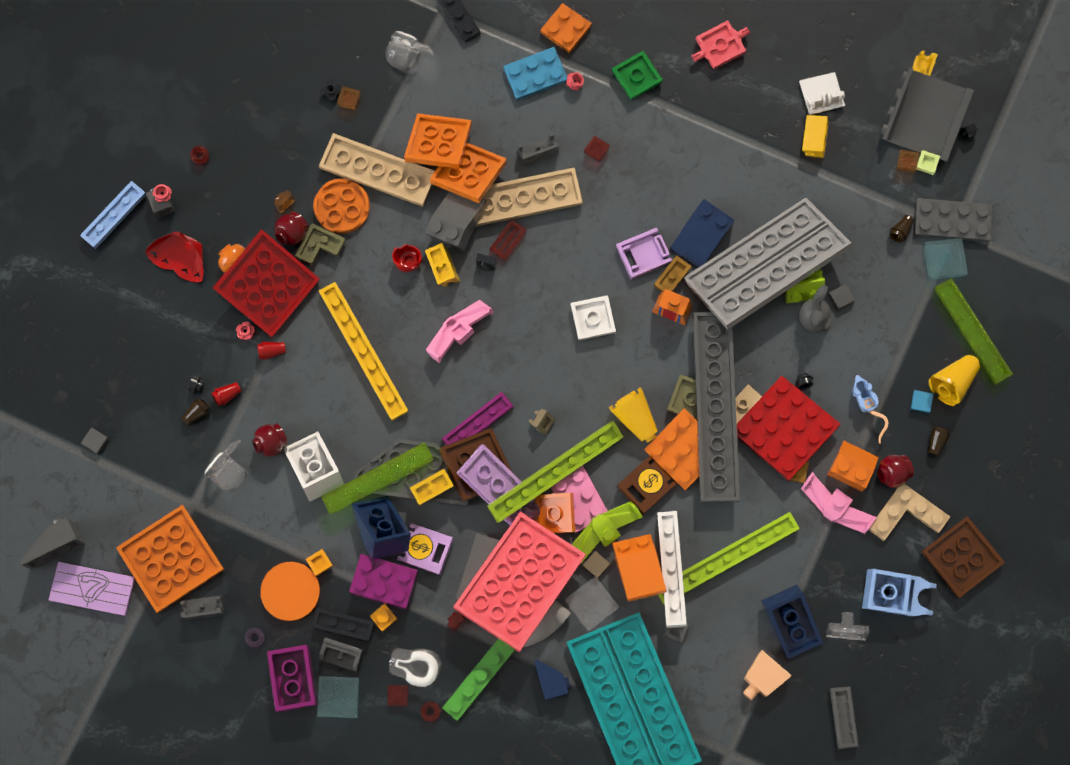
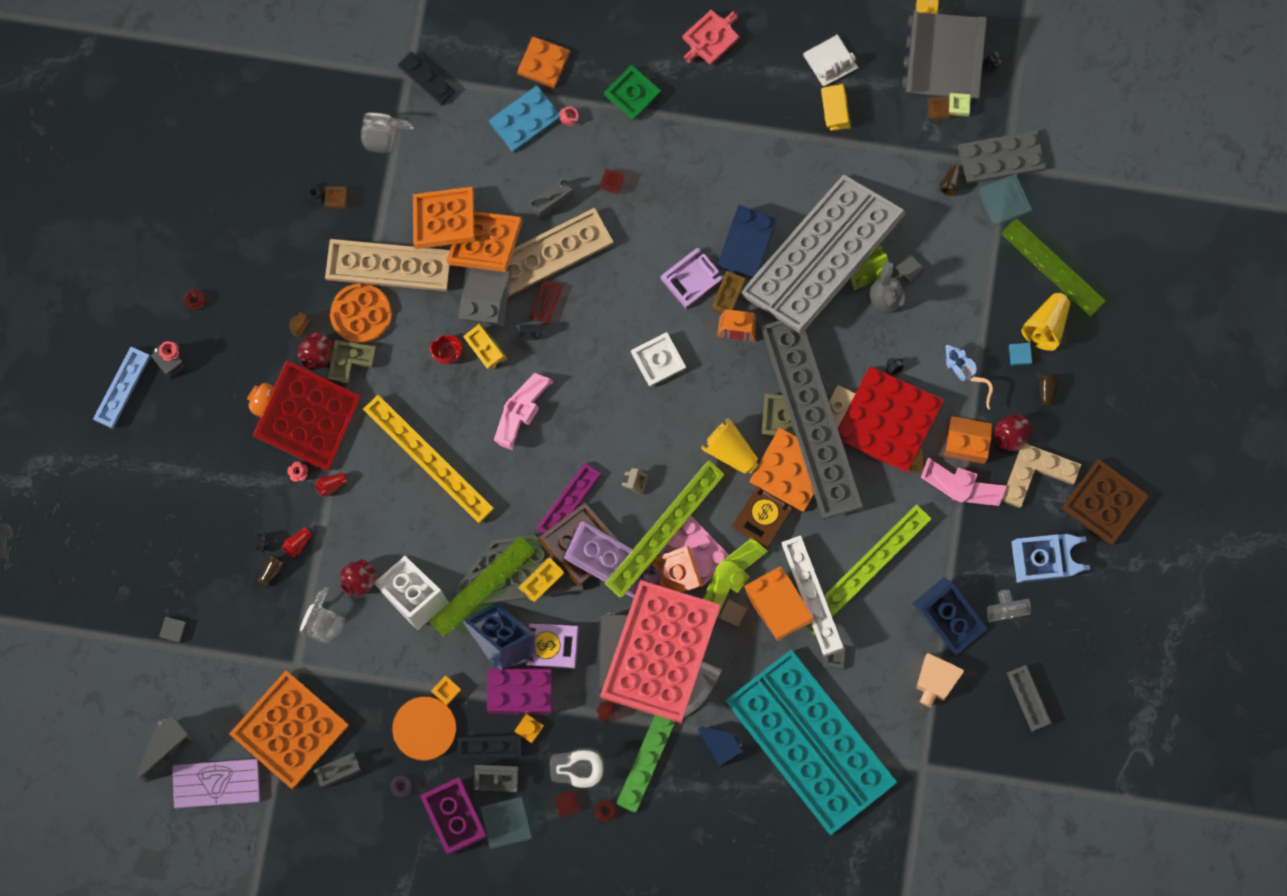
camera: 15 degrees left, 0 degrees up
(181, 253) = (205, 409): red piece -> none
(591, 604) = (740, 654): clear plate -> none

